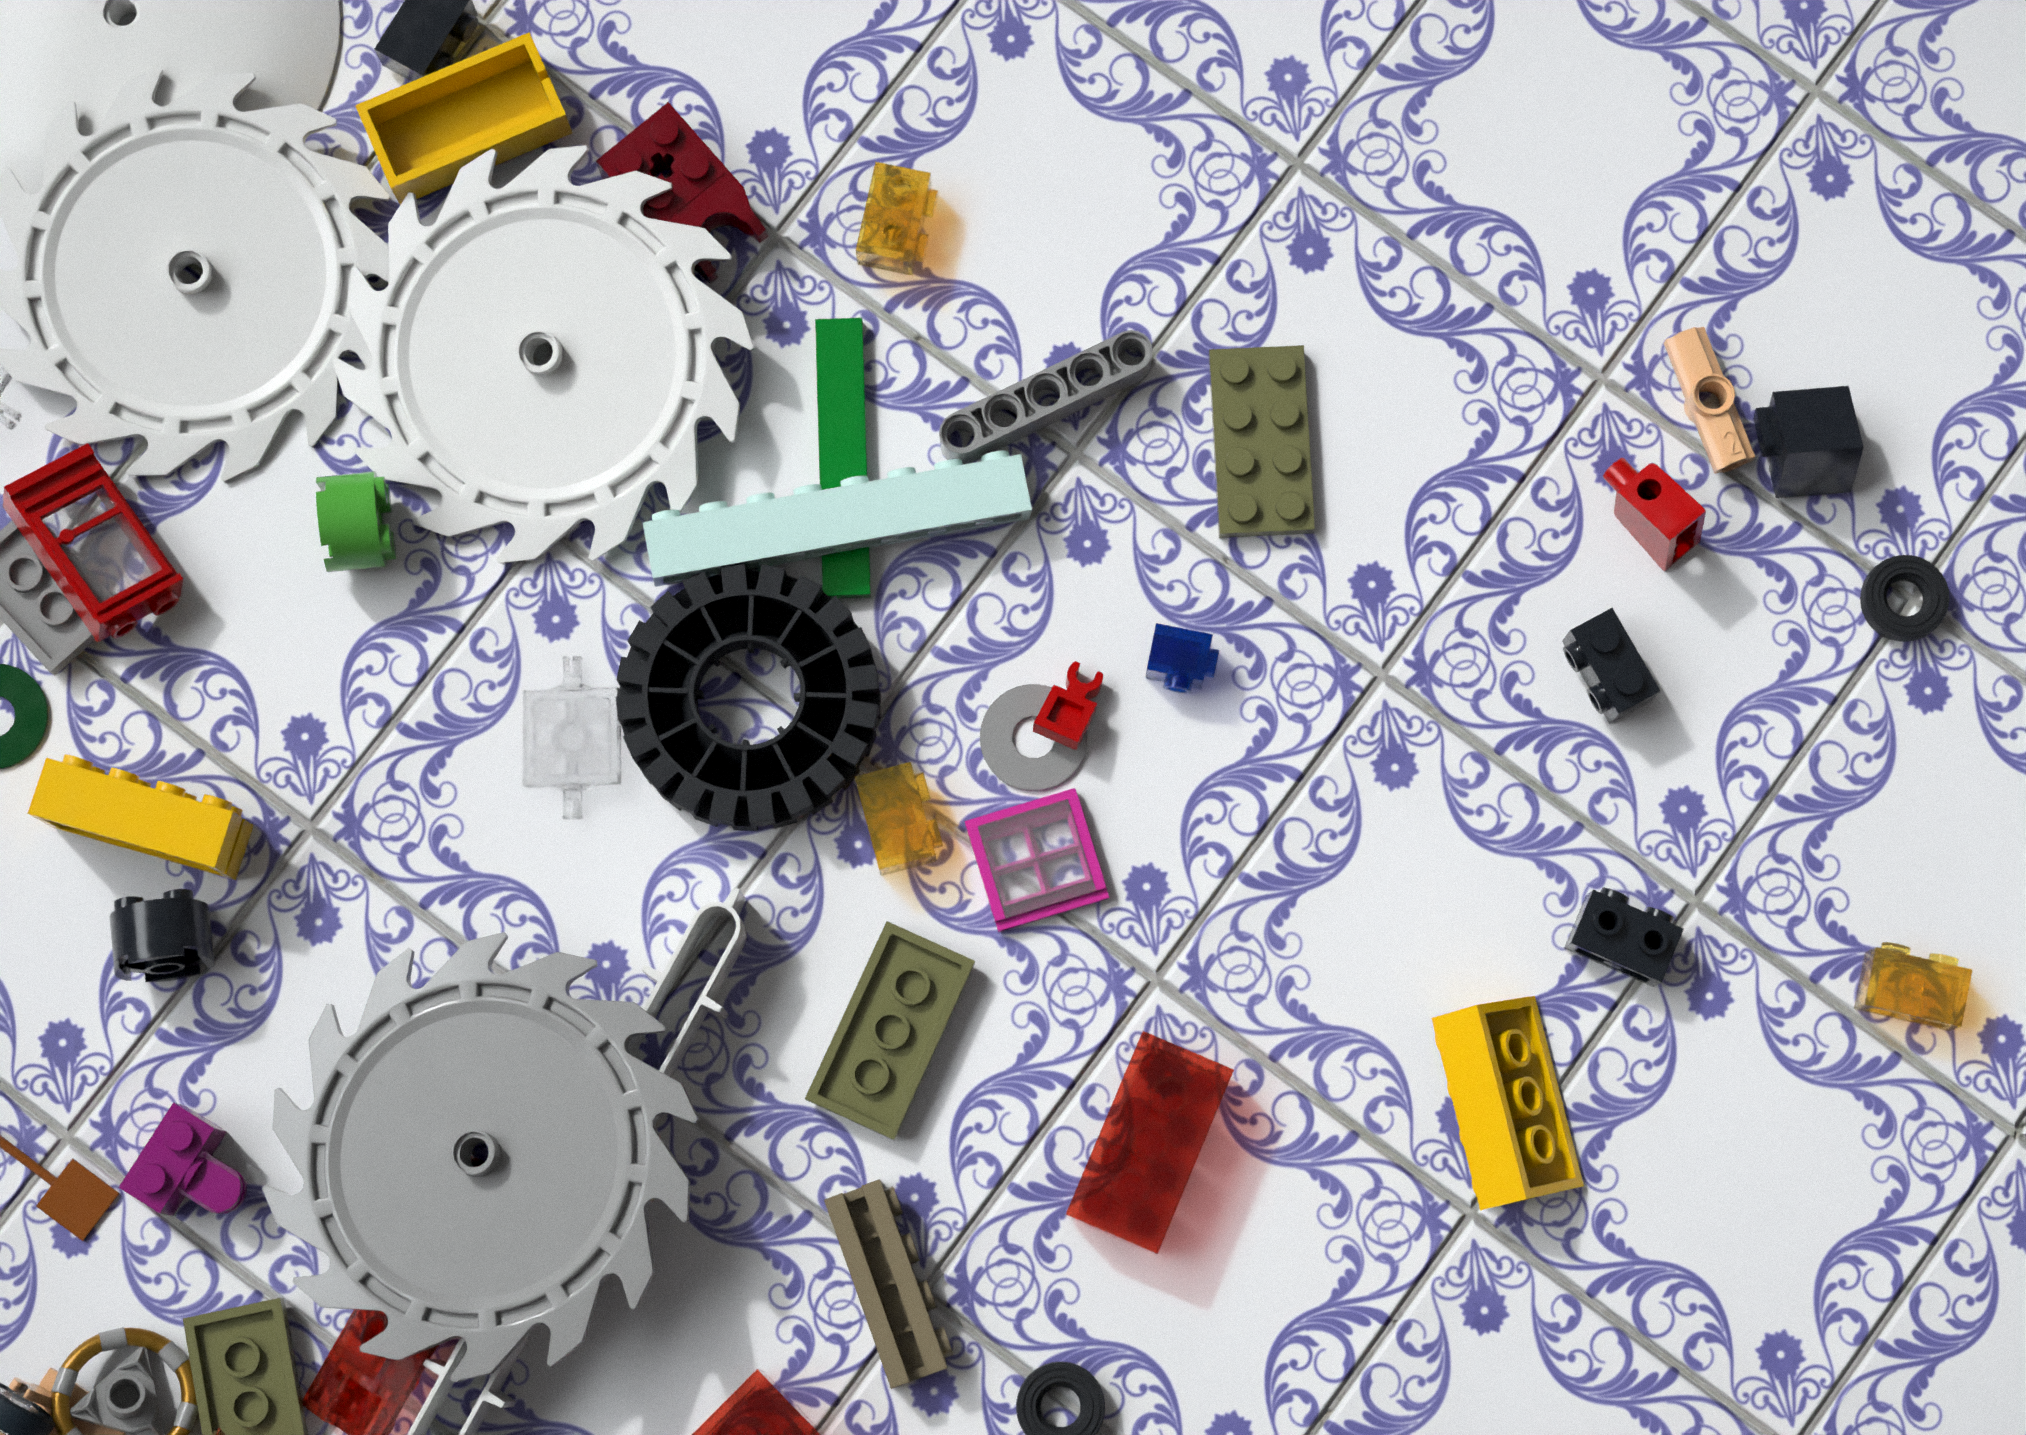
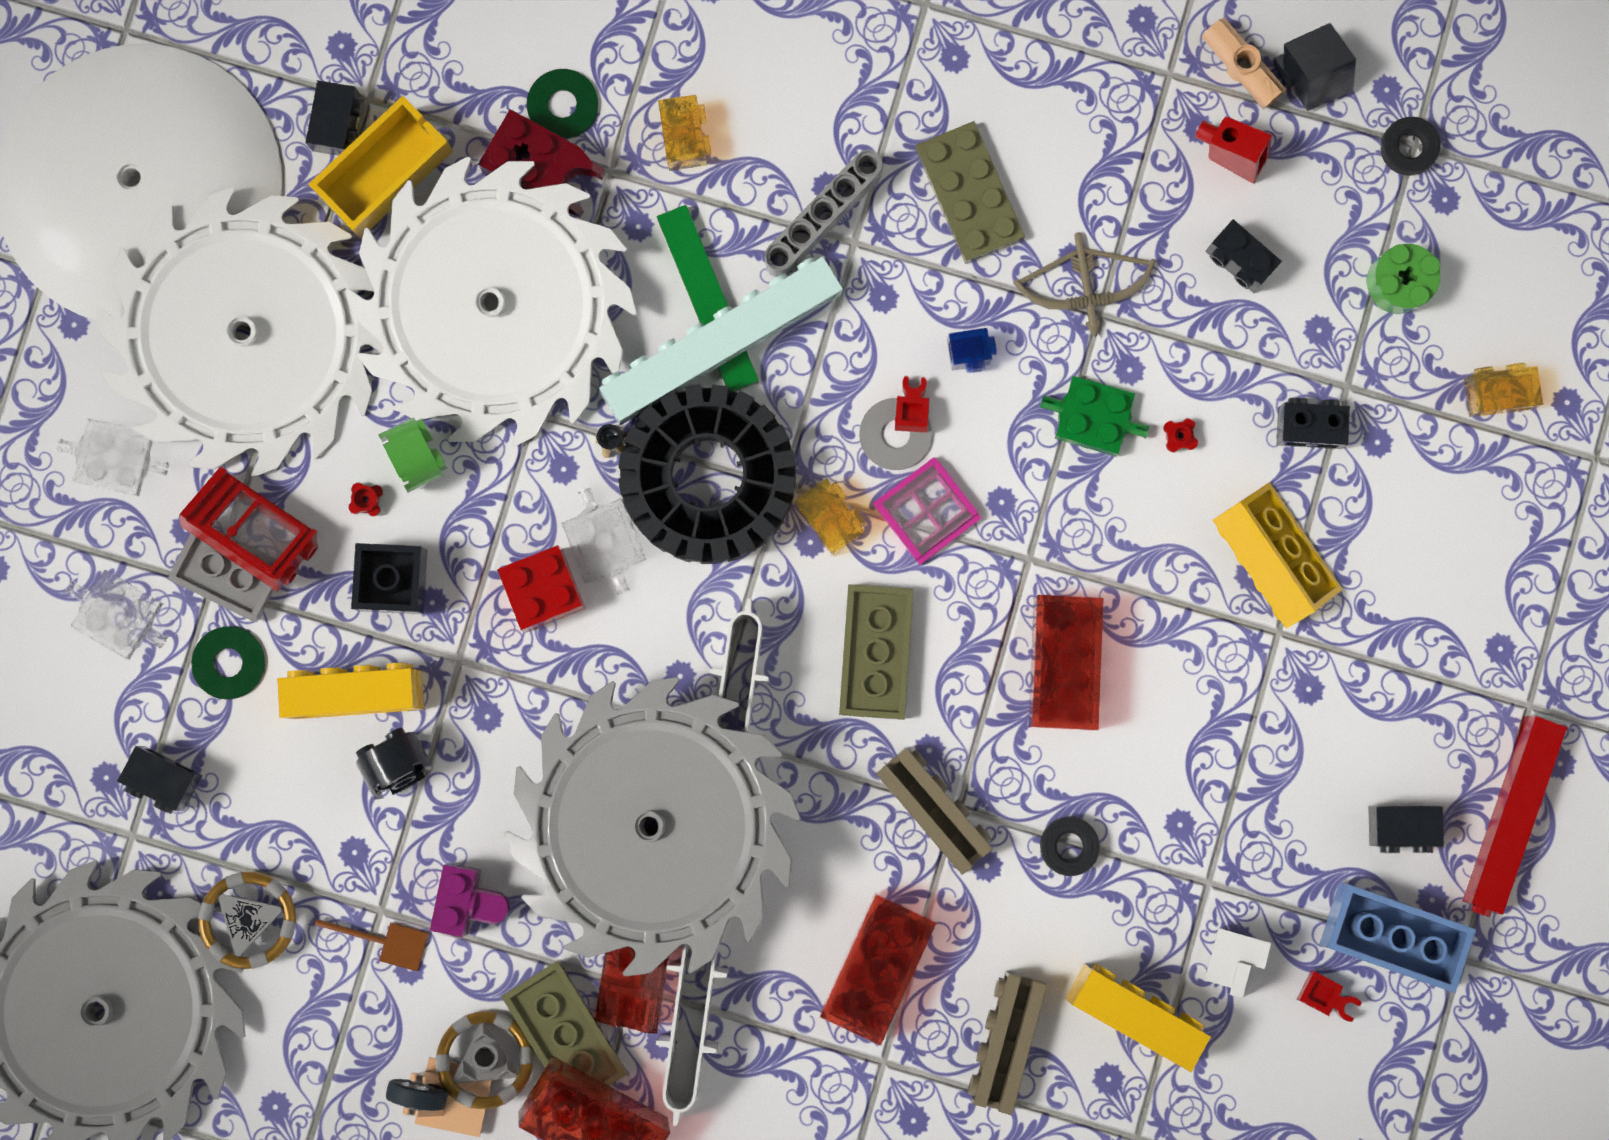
camera: 20 degrees left, 5 degrees up
(255, 561) = (360, 491): none -> red plate
(256, 680) = (389, 578): none -> black brick
(459, 771) = (541, 588): none -> red brick
(633, 598) = (610, 438): none -> black piece
(747, 89) = (557, 81): none -> dark green gear
(1320, 813) = (1094, 416): none -> green plate
(1381, 598) = (1084, 265): none -> dark tan piece
(1421, 893) = (1175, 443): none -> red plate
(1853, 780) = (1420, 271): none -> bright green brick

